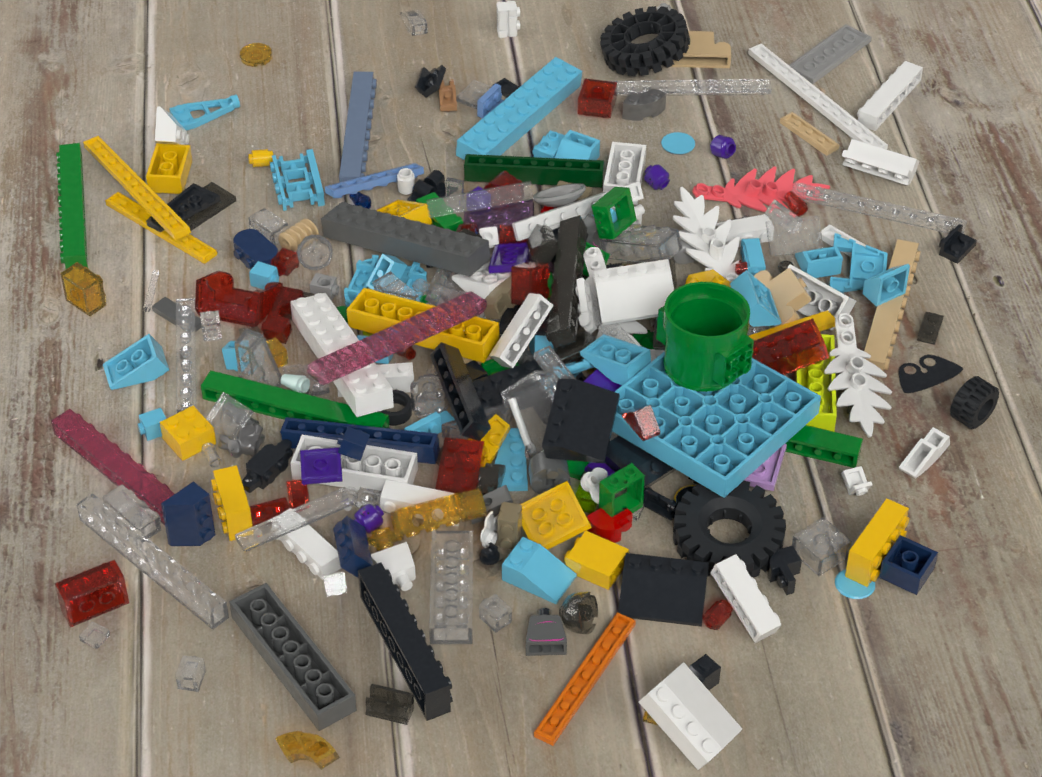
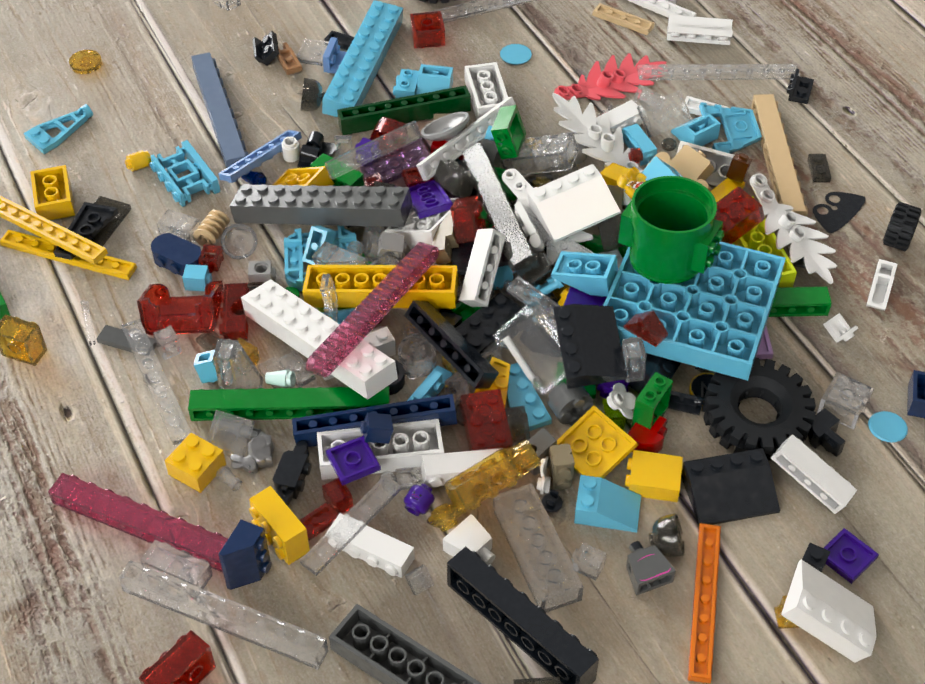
camera: 20 degrees left, 5 degrees up
(136, 364) = (108, 404): medium azure slope -> none
(150, 423) = (153, 463): medium azure brick -> none
(168, 129) = (39, 155): white slope -> none
(352, 546) = (422, 536): dark blue brick -> none
(367, 318) = (329, 297): none -> clear tile
(449, 288) = (391, 243): none -> light grey brick
(450, 132) = (311, 95): none -> clear smoke cylinder
(490, 234) = (397, 179): white bracket -> none
(618, 447) = (634, 358): none -> clear brick
(644, 105) = (471, 26): flat silver brick -> none
(656, 177) = (516, 88): dark purple head -> none
(717, 614) = (792, 497): clear red brick -> none
(723, 146) = (558, 48): dark purple head -> none
(745, 680) = (849, 555): none -> dark purple tile
(796, 204) = (648, 82): clear red cone -> none
(834, 303) = (739, 167): none -> reddish brown brick
(876, 541) = (895, 383): yellow brick -> none
(886, 285) = (773, 137): medium azure slope -> none

